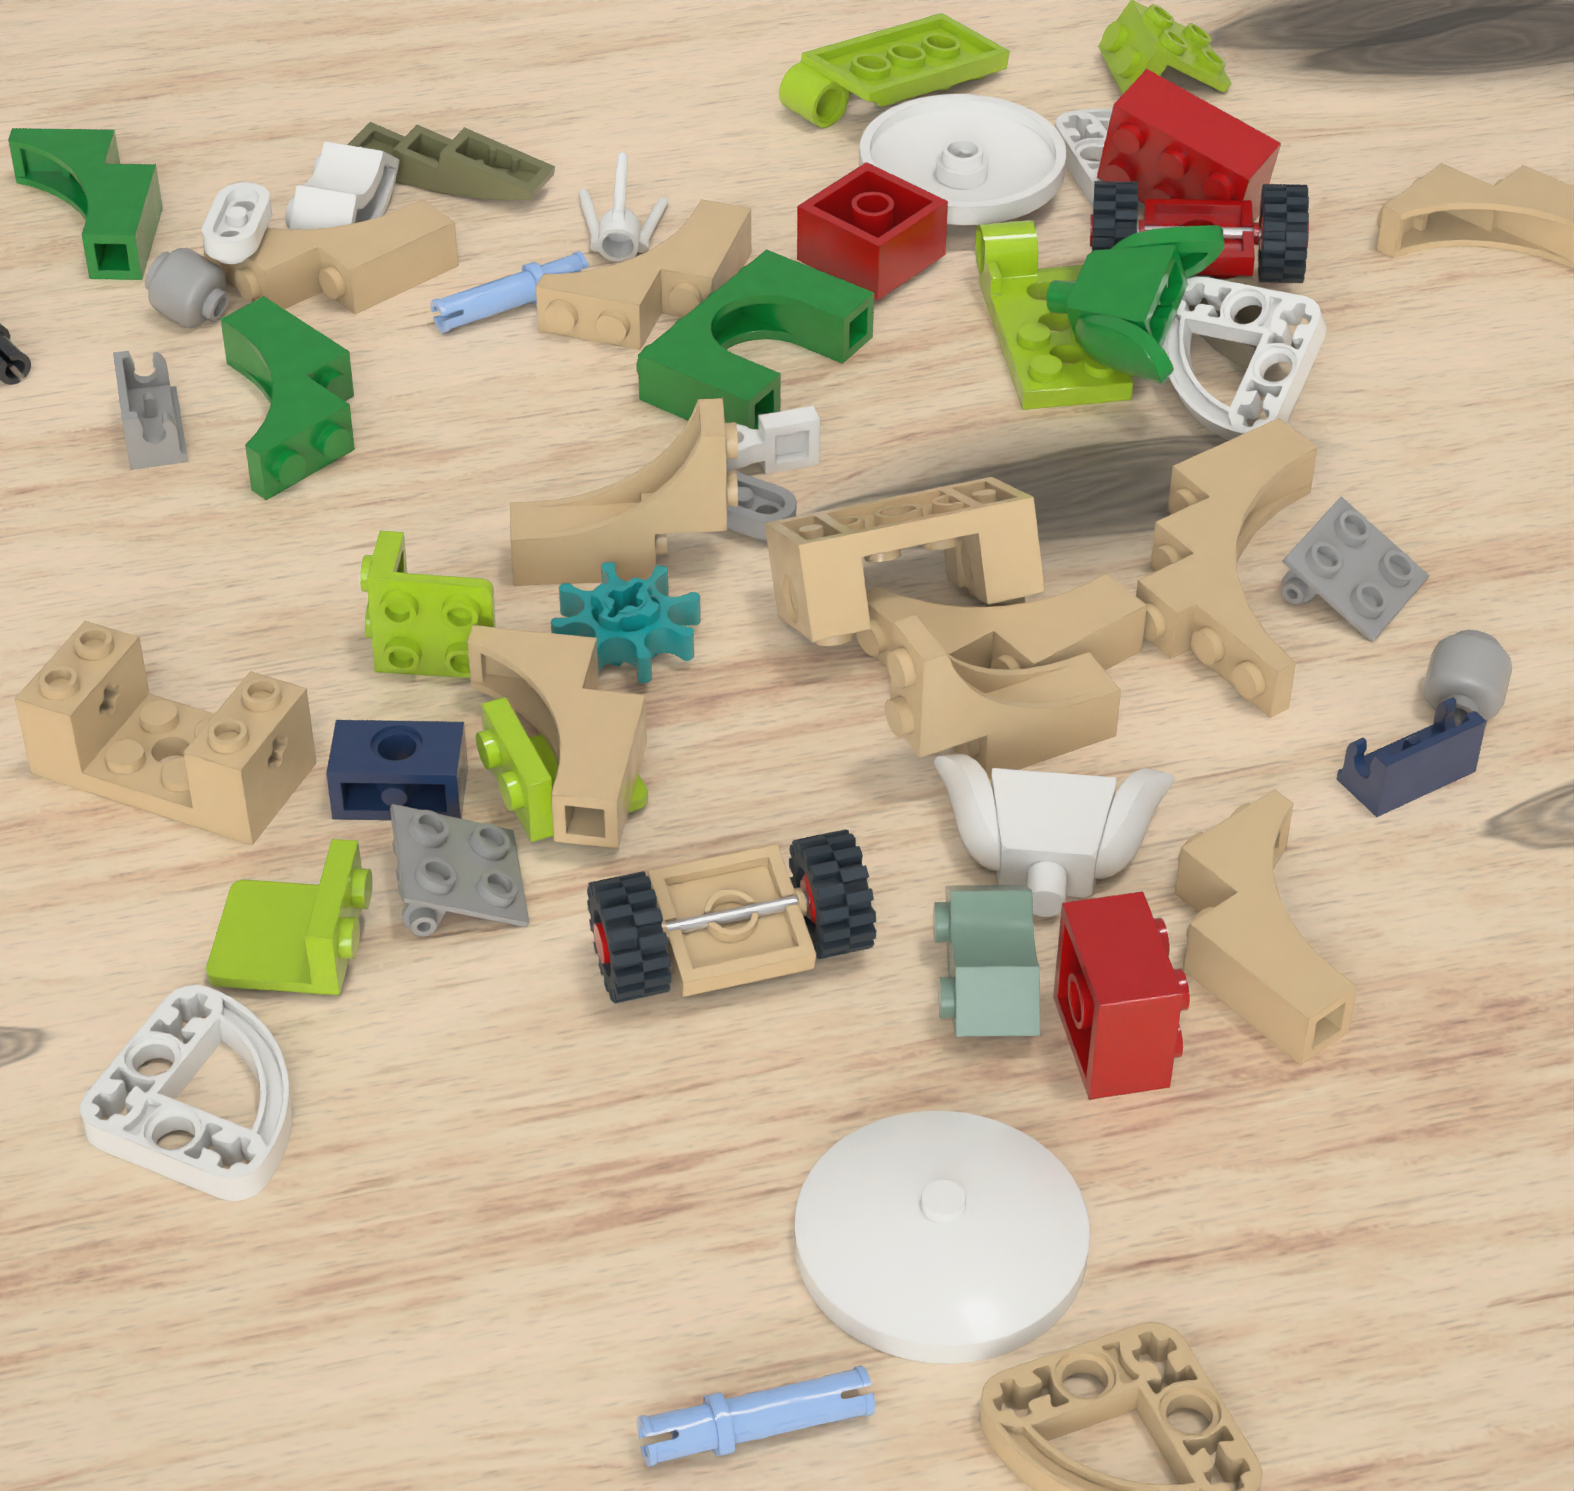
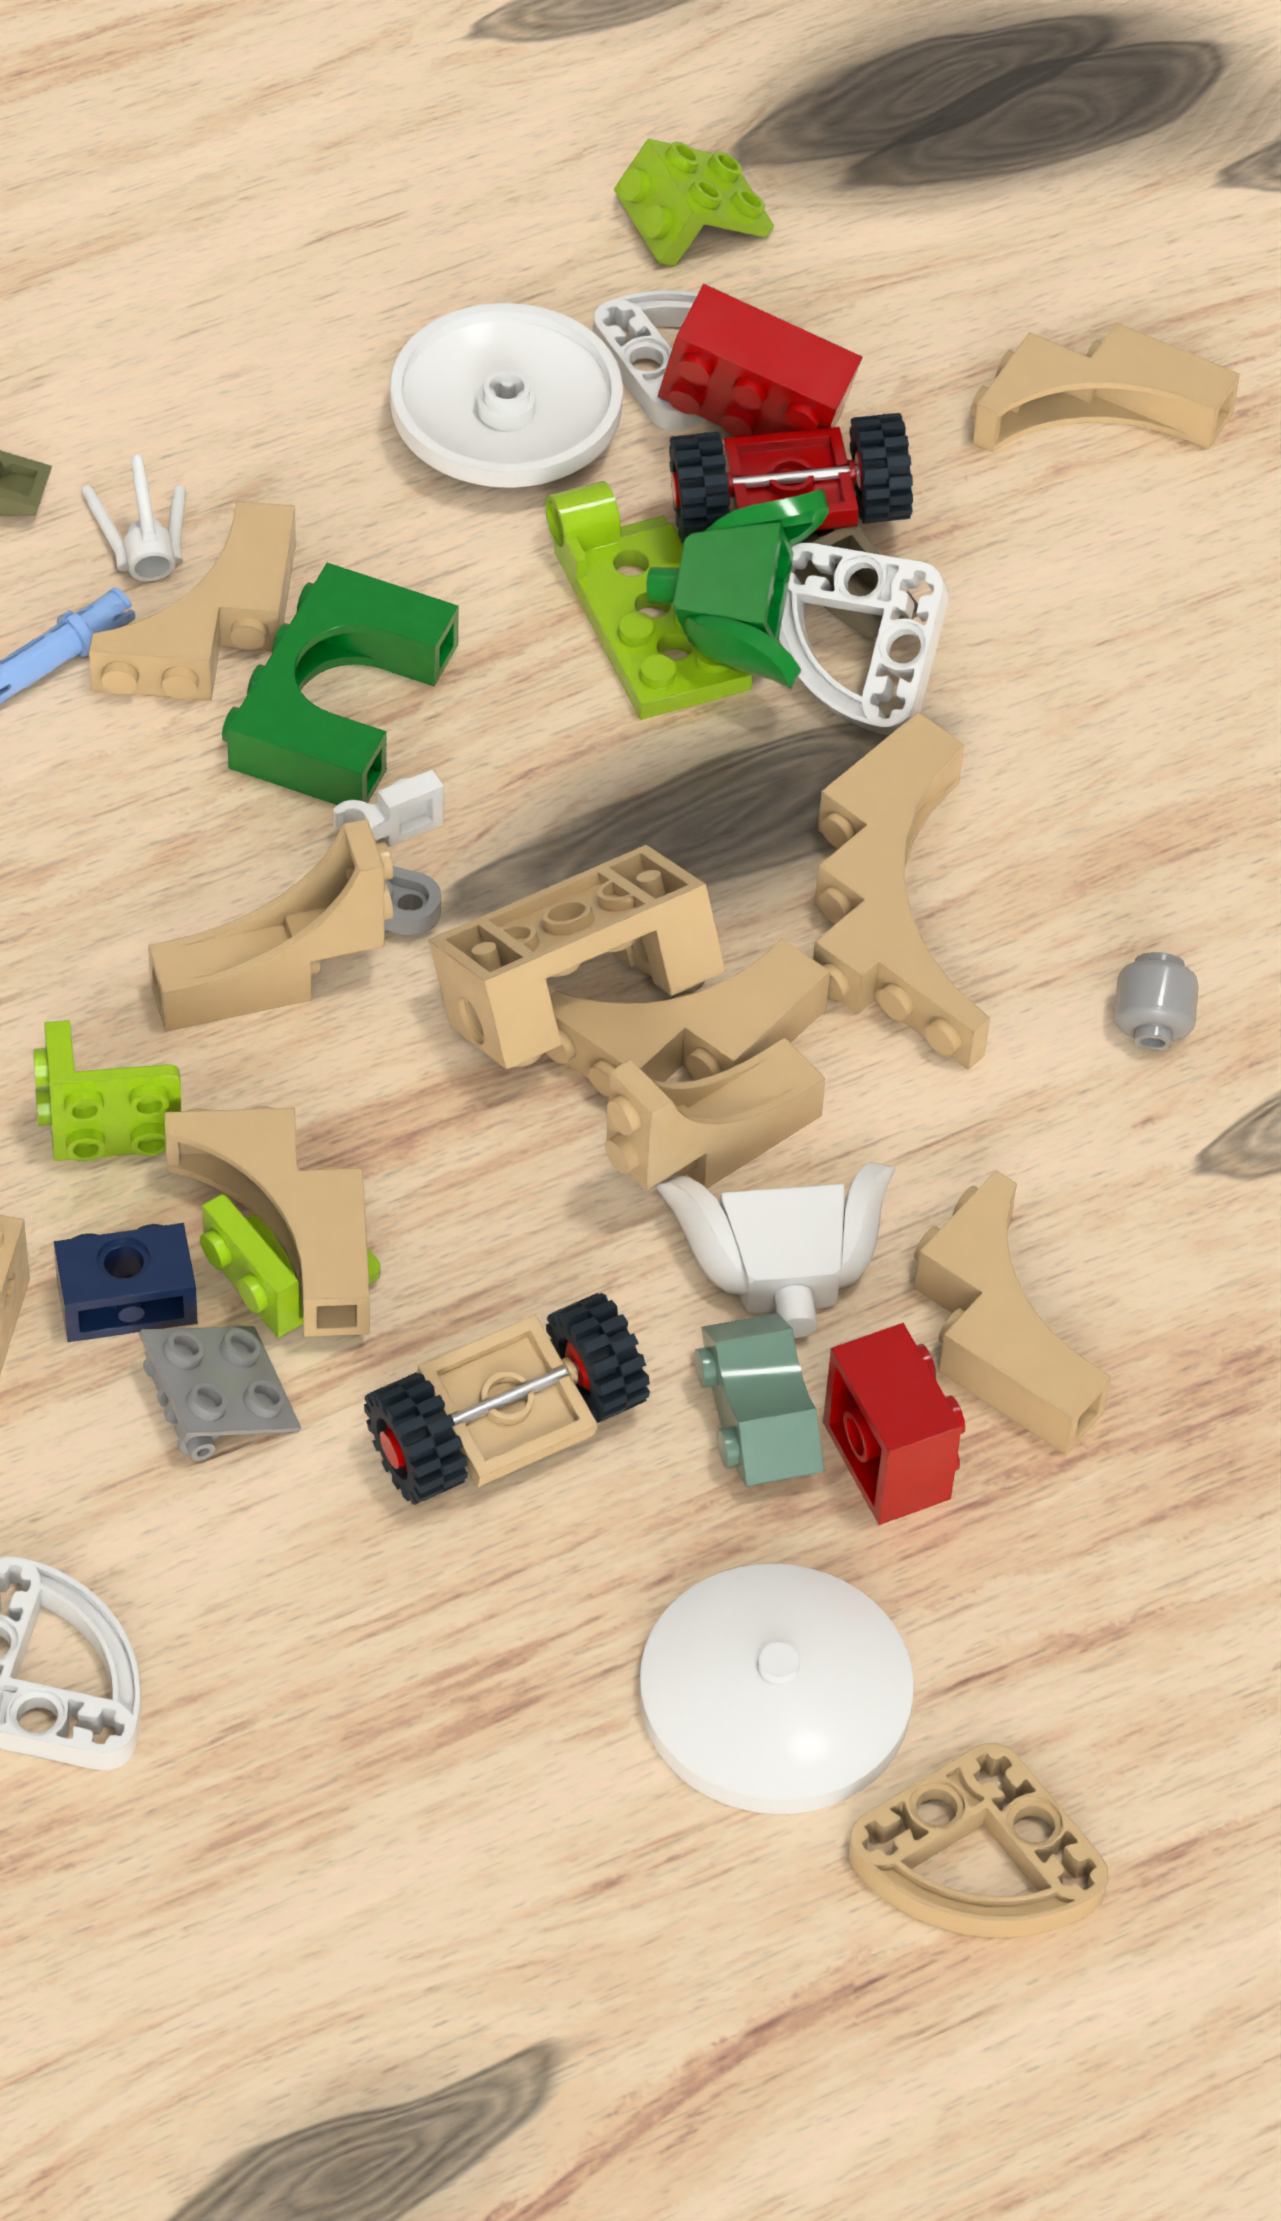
camera: 15 degrees left, 10 degrees up
(293, 932) = (78, 1480): lime bracket -> none
(630, 619) = (304, 1064): teal gear -> none
(754, 1416) = (631, 1906): light blue pin -> none
(872, 229) = (432, 513): red brick -> none
(888, 67) = (334, 283): lime hinge -> none
(1352, 570) = (1022, 884): light grey hinge -> none
(1414, 763) = (1118, 1104): dark blue hinge -> none

